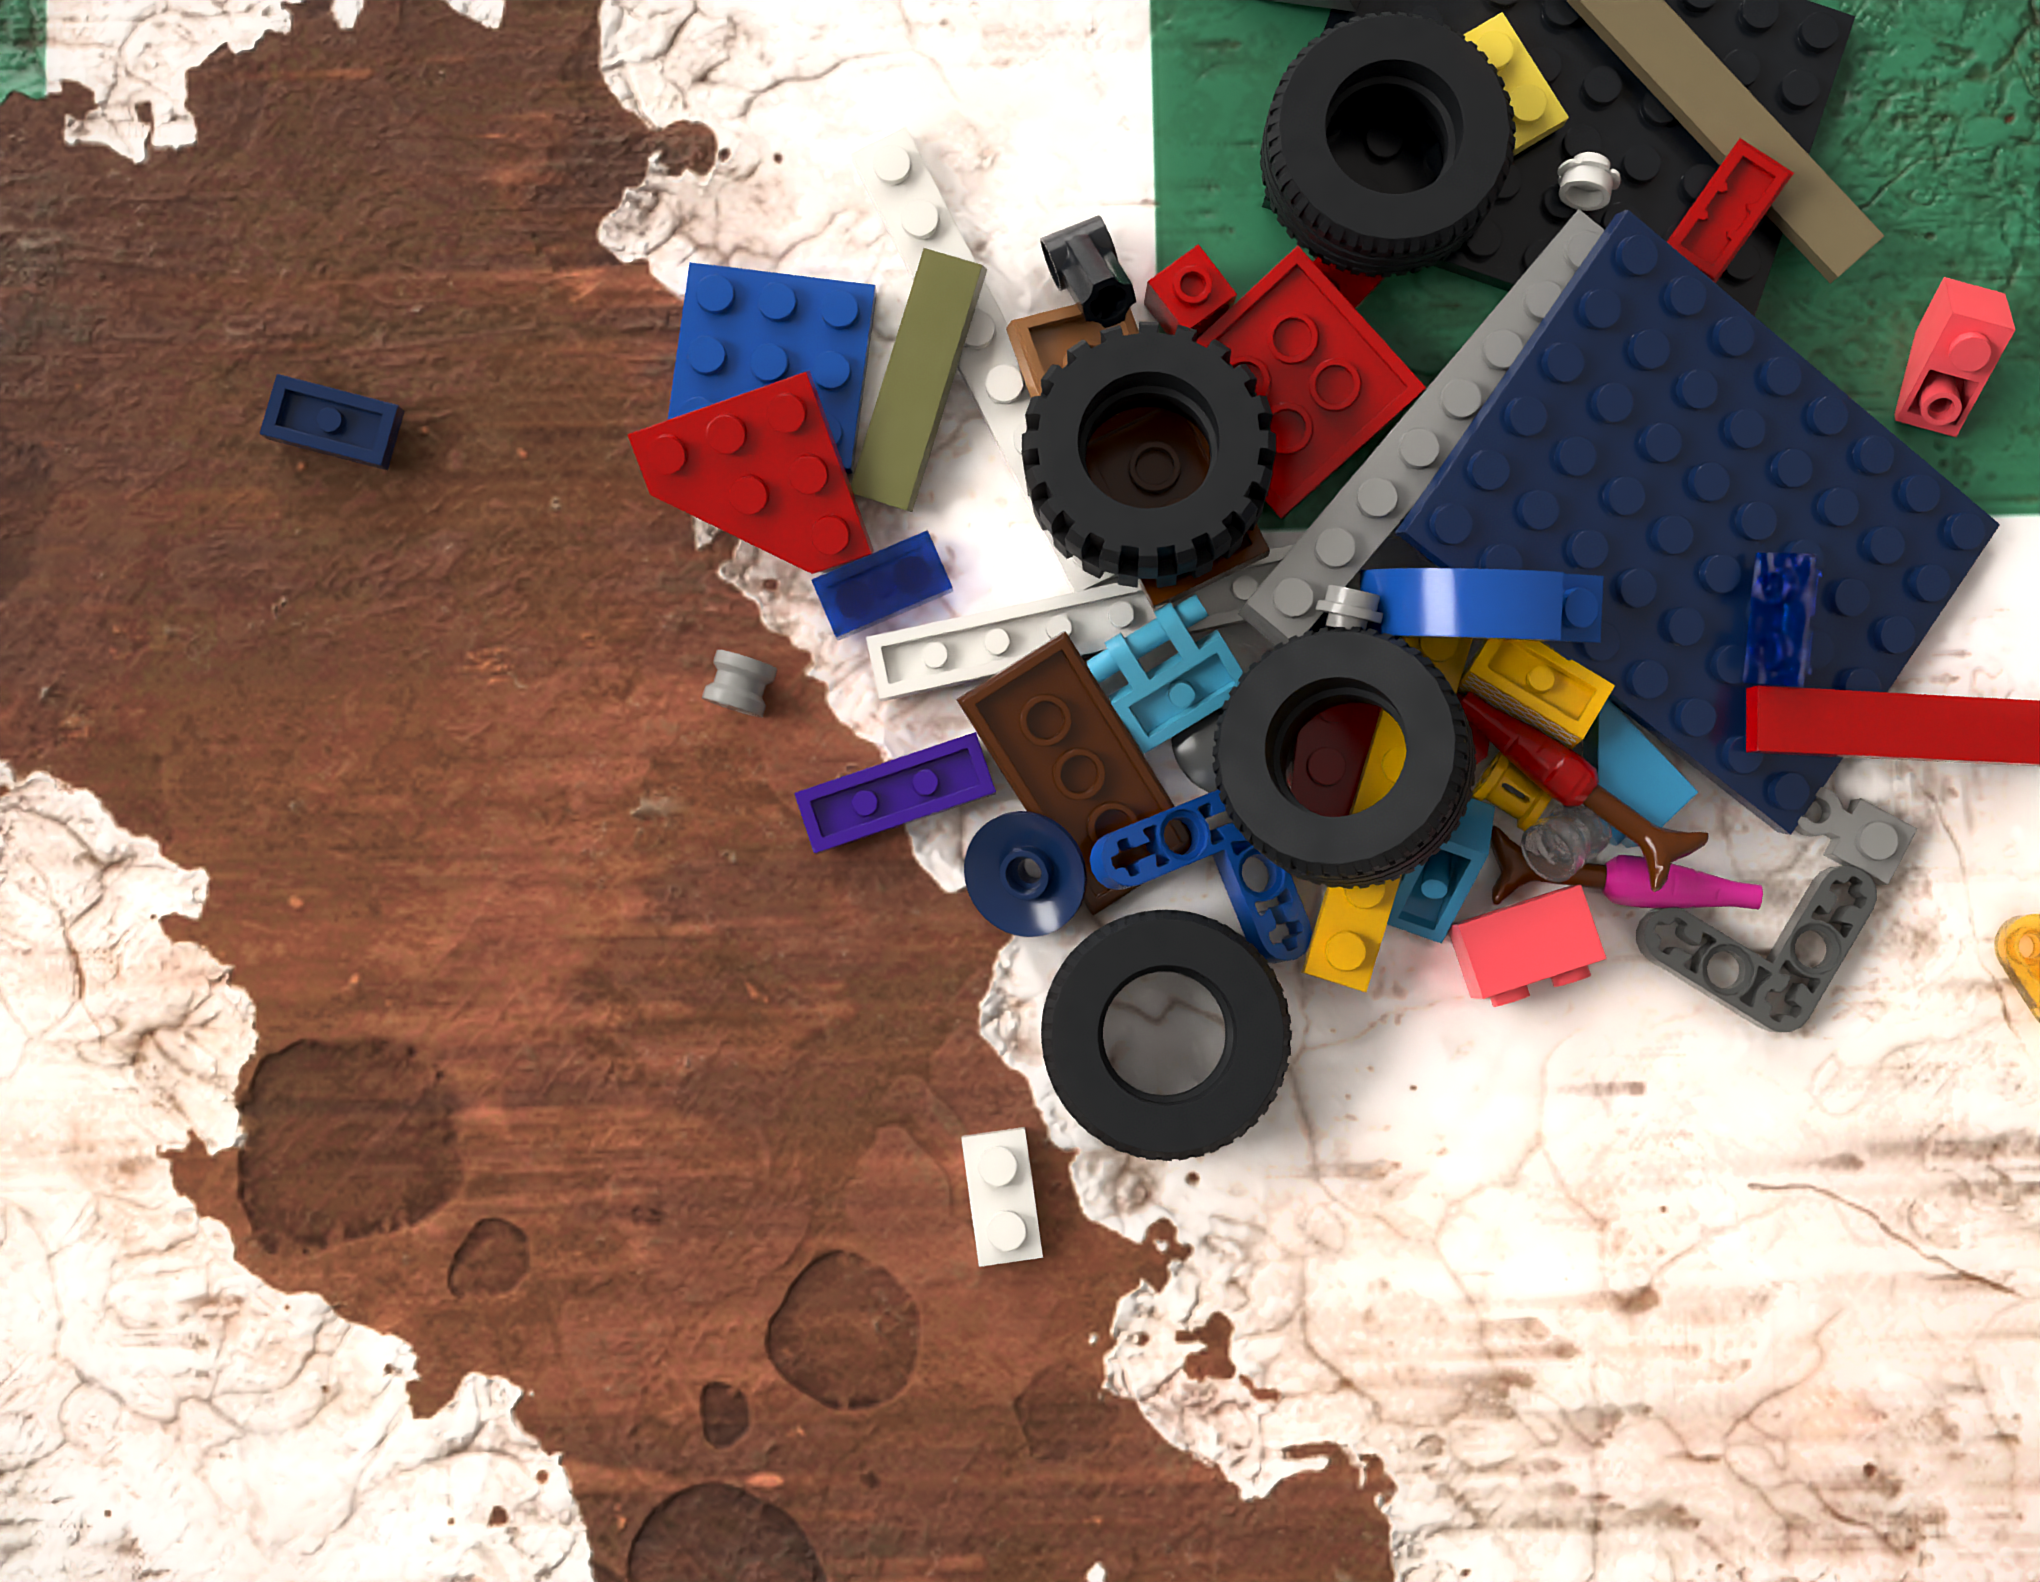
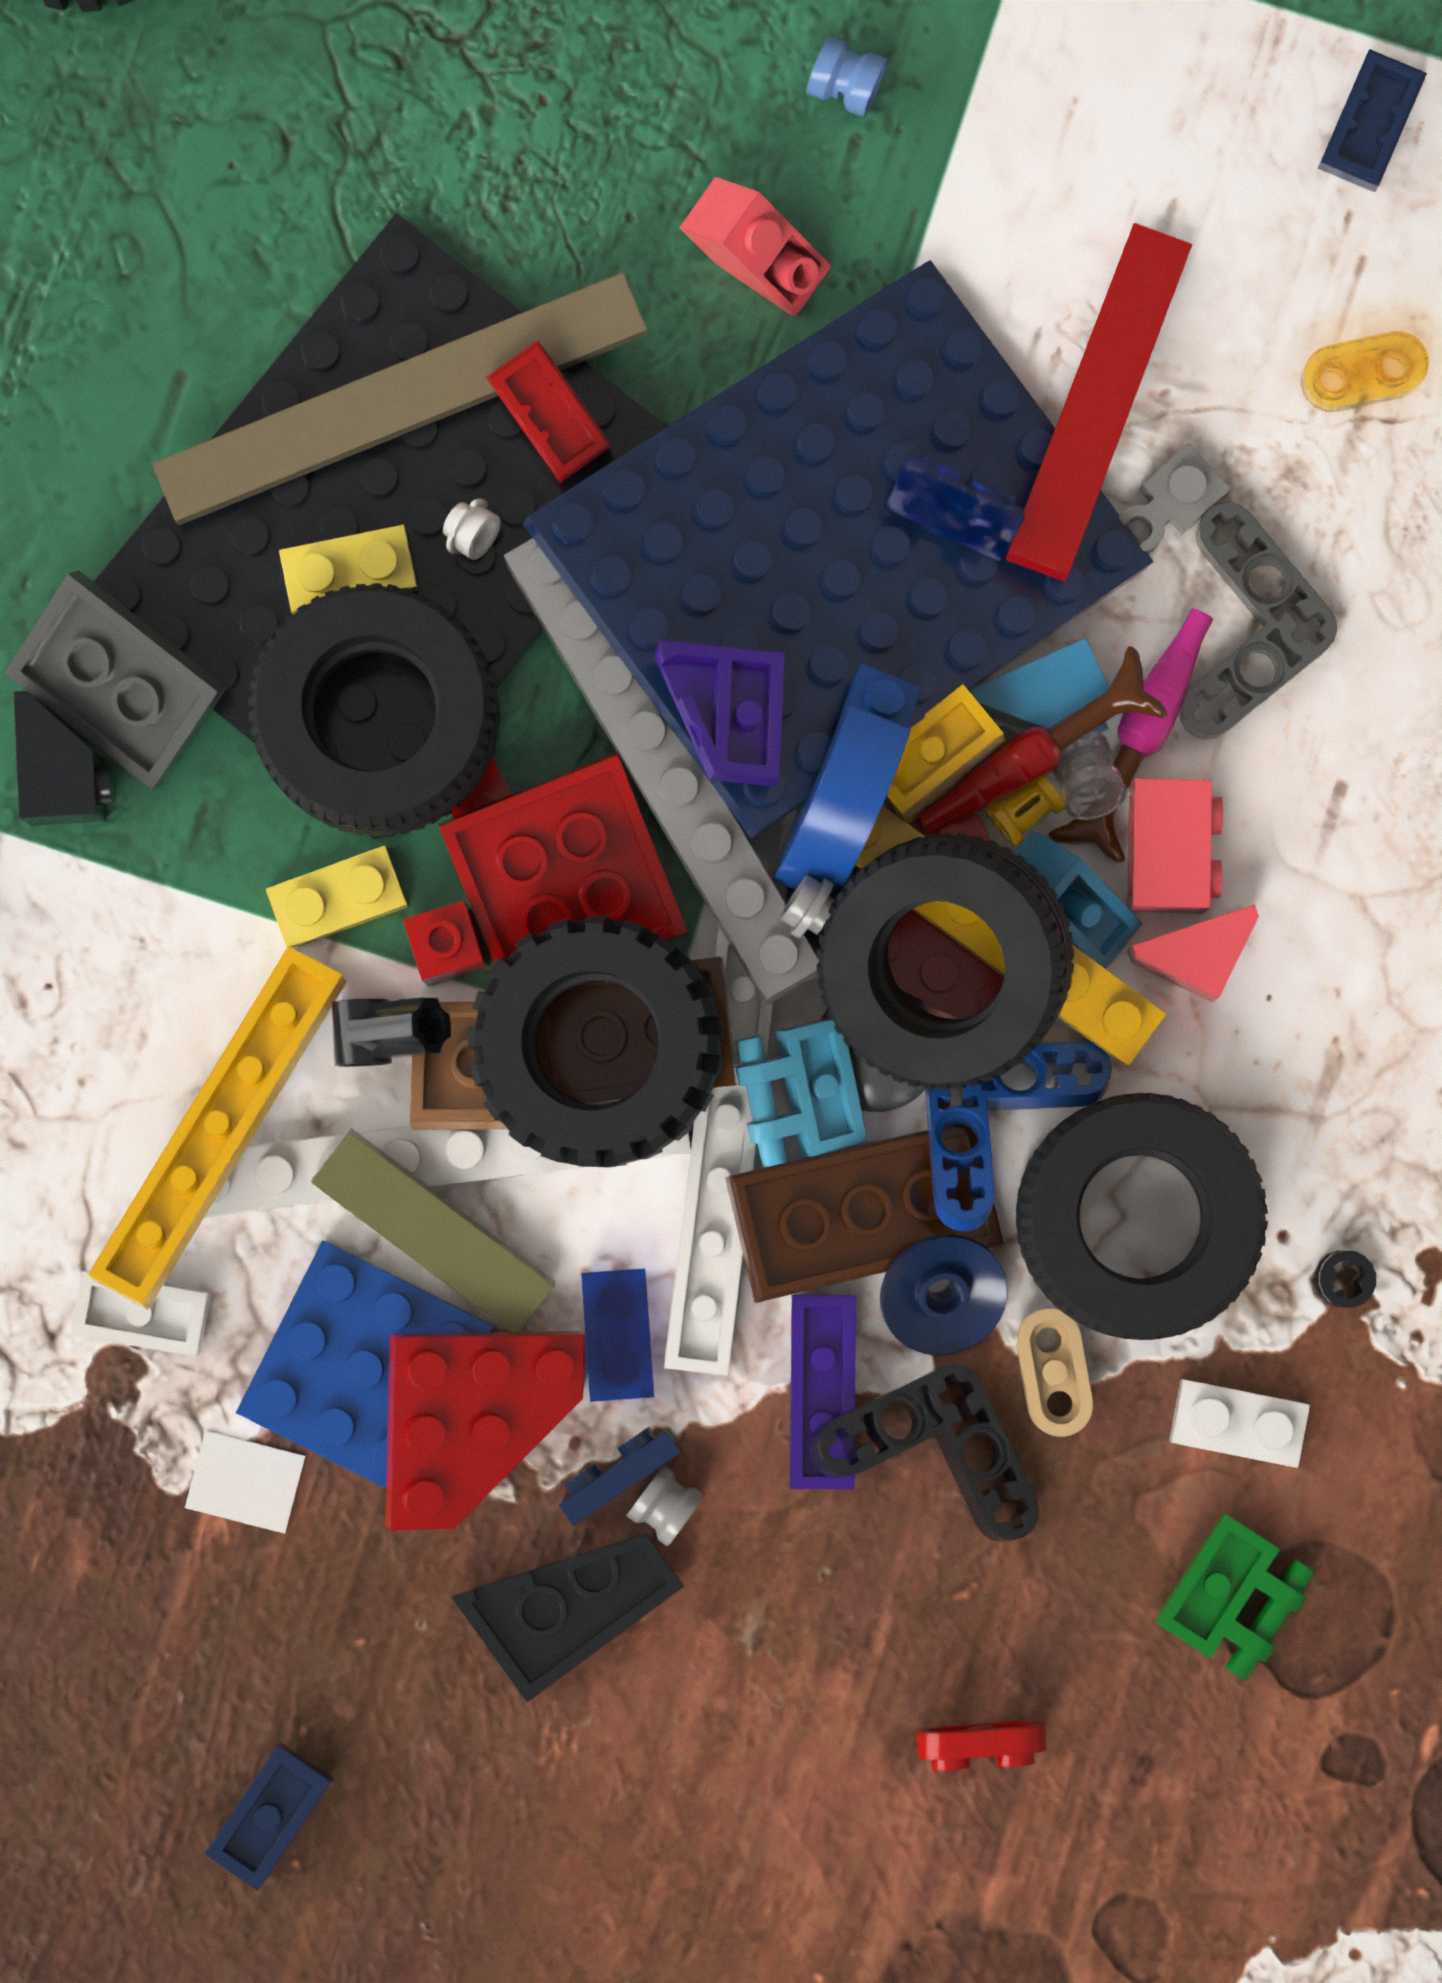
camera: 65 degrees left, 0 degrees up
(612, 627) = (567, 1610): none -> black wing
(628, 1080) = (953, 1745): none -> red plate
(631, 297) = (245, 1481): none -> white sticker
(732, 613) = (595, 1489): none -> dark blue plate
(750, 144) = (170, 1325): none -> white plate
(842, 1229) = (1217, 1588): none -> green plate
(905, 906) = (934, 1419): none -> black beam
(943, 147) = (217, 1128): none -> yellow plate
(989, 1004) = (1054, 1371): none -> tan plate
(1172, 1230) = (1364, 1283): none -> black bush
(1195, 189) = (337, 897): none -> light yellow plate
(1432, 1004) = (1198, 955): none -> coral slope
(1517, 458) = (729, 707): none -> dark purple wing

